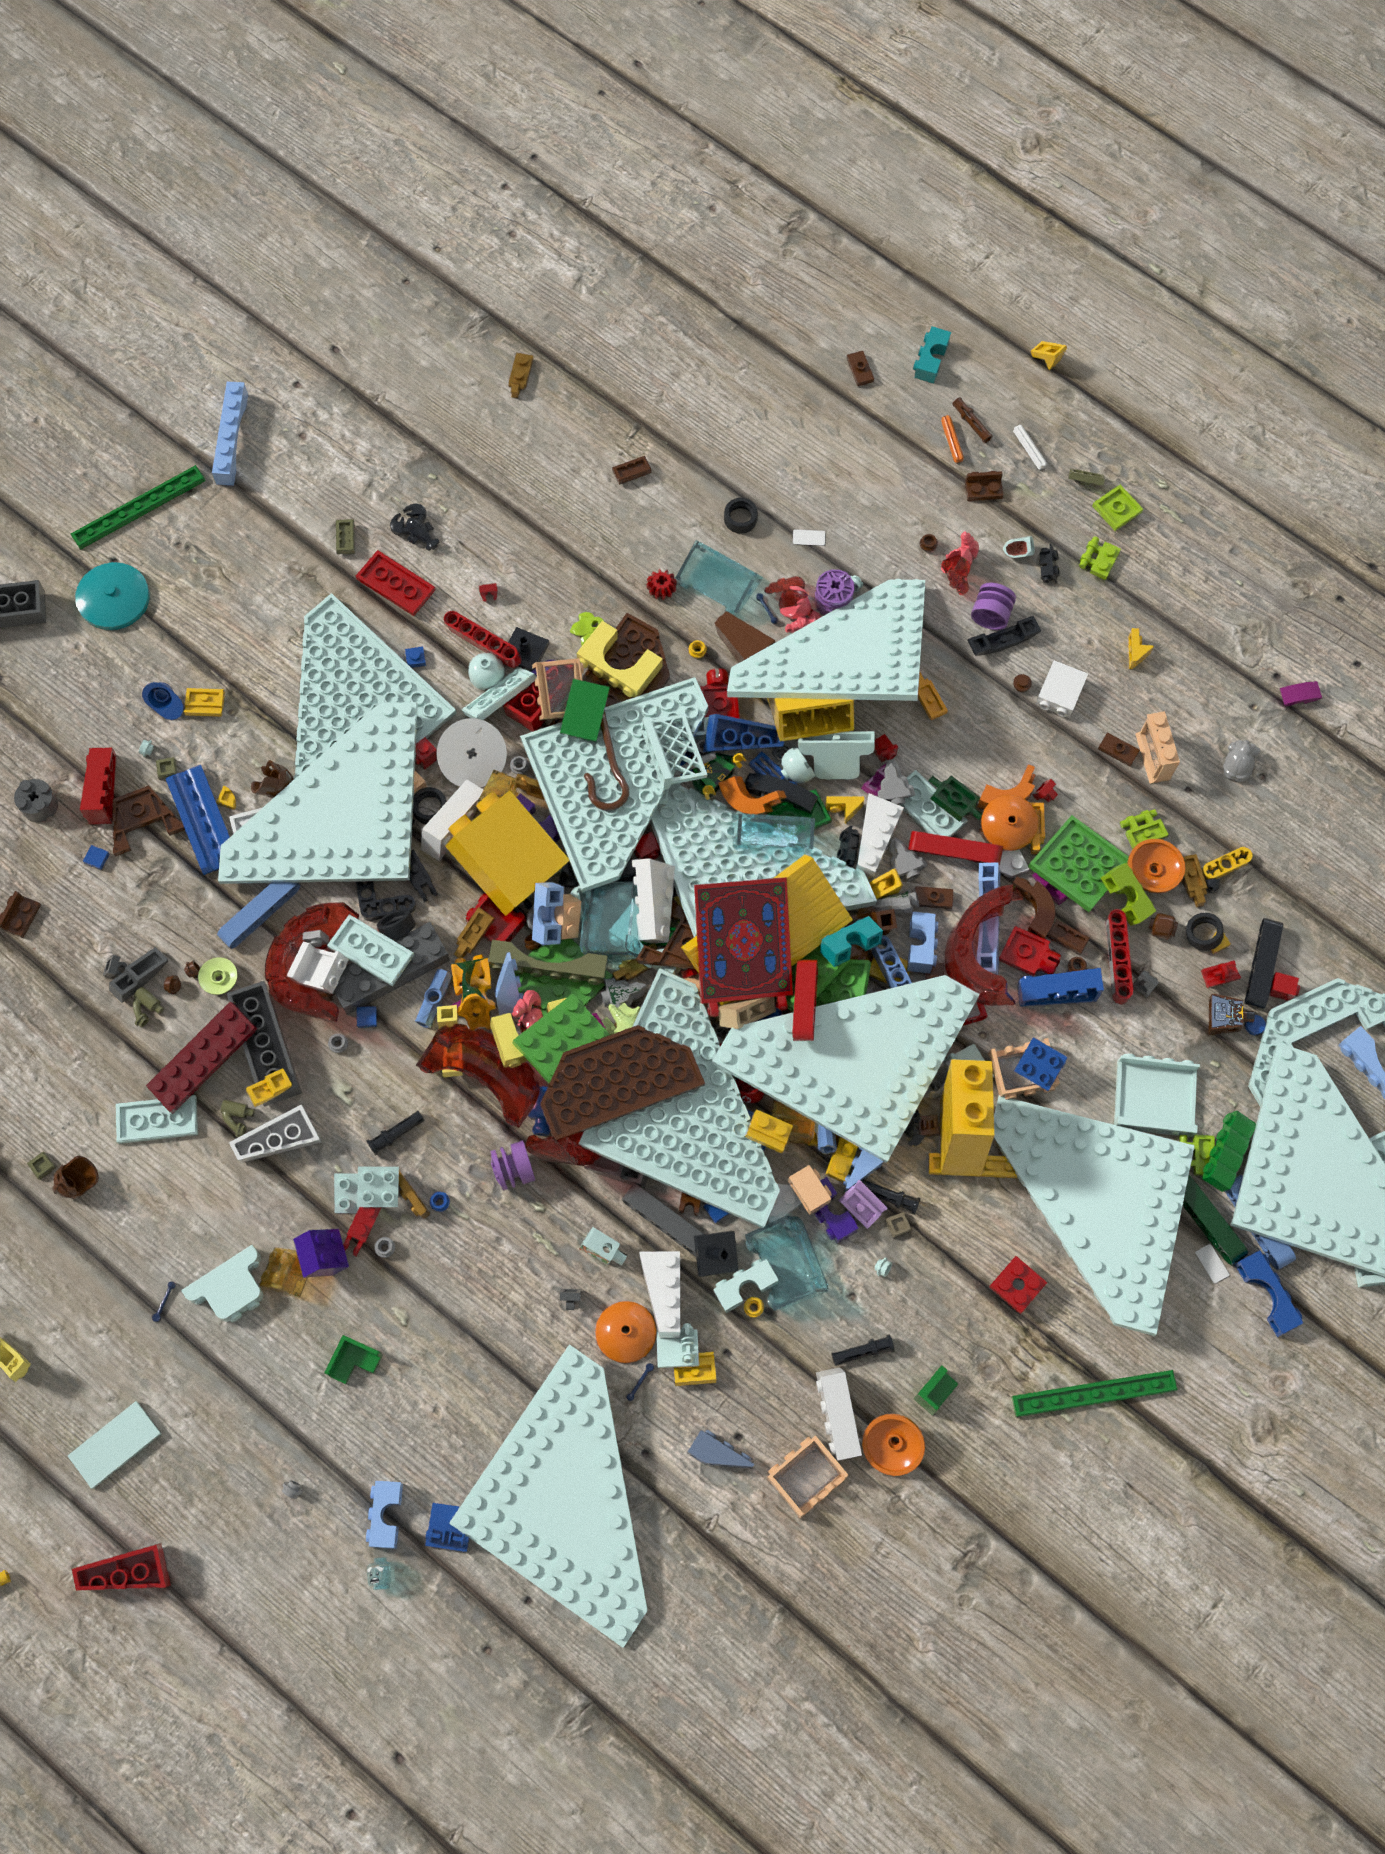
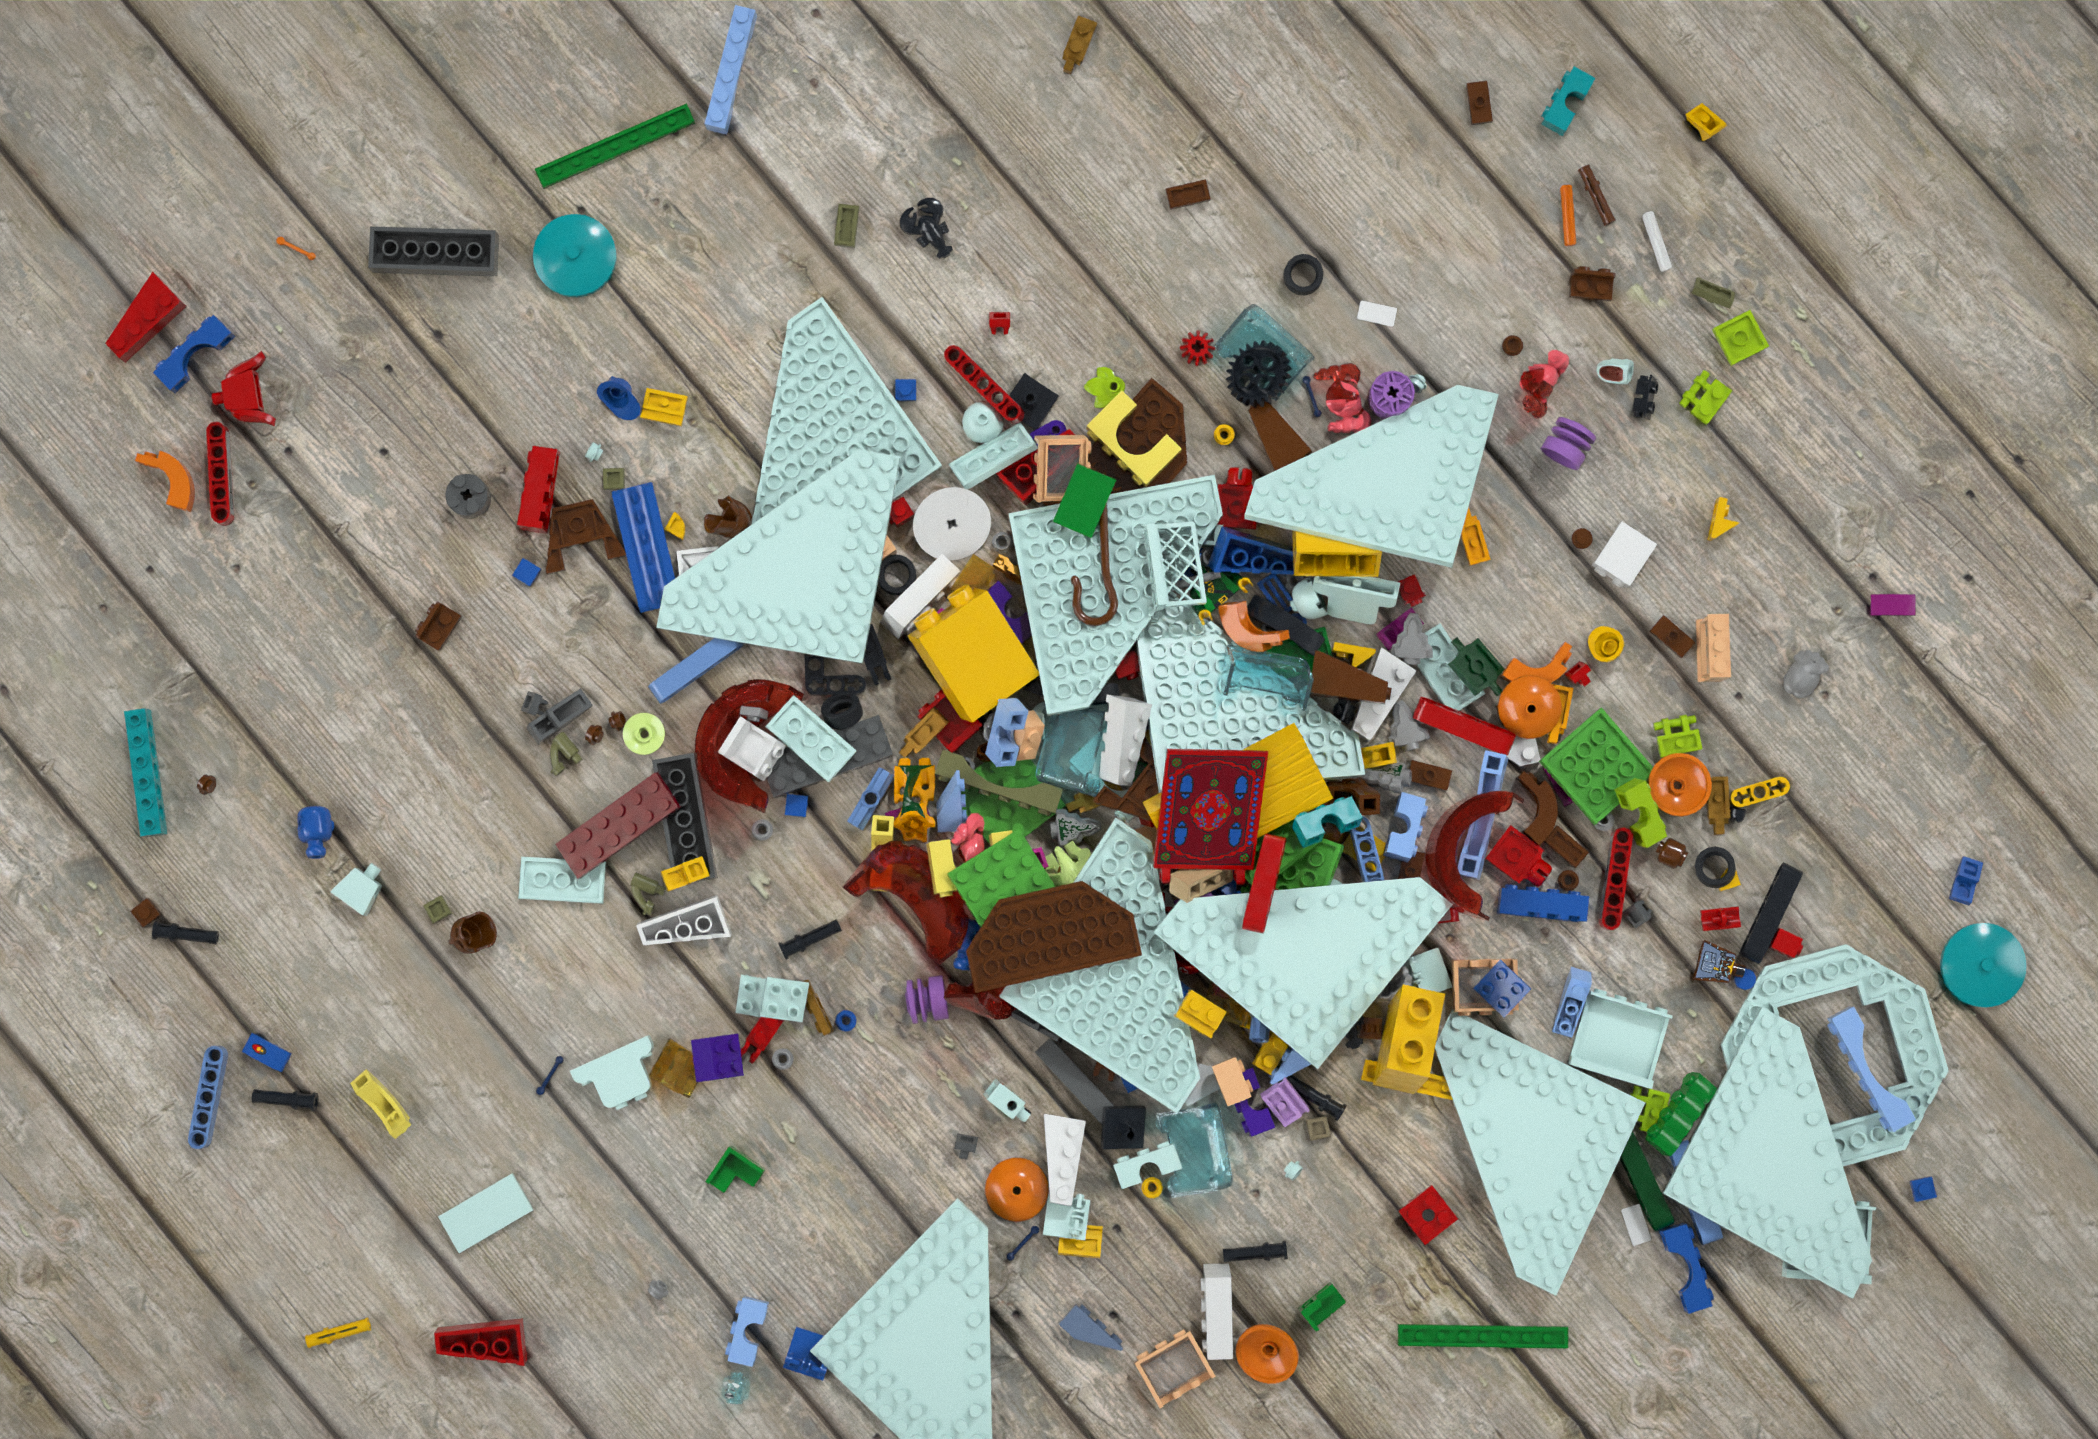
camera: 10 degrees right, 15 degrees up
(395, 583) = (896, 294): red plate -> none
(718, 592) = (1255, 391): none -> black gear
(844, 823) = (1345, 682): none -> reddish brown slope
(1005, 638) = (1573, 480): black slope -> none
(1063, 761) = (1605, 643): none -> yellow piece
(1097, 915) = (1603, 827): none -> light grey plate
(1105, 1070) = (1572, 1001): none -> light blue slope

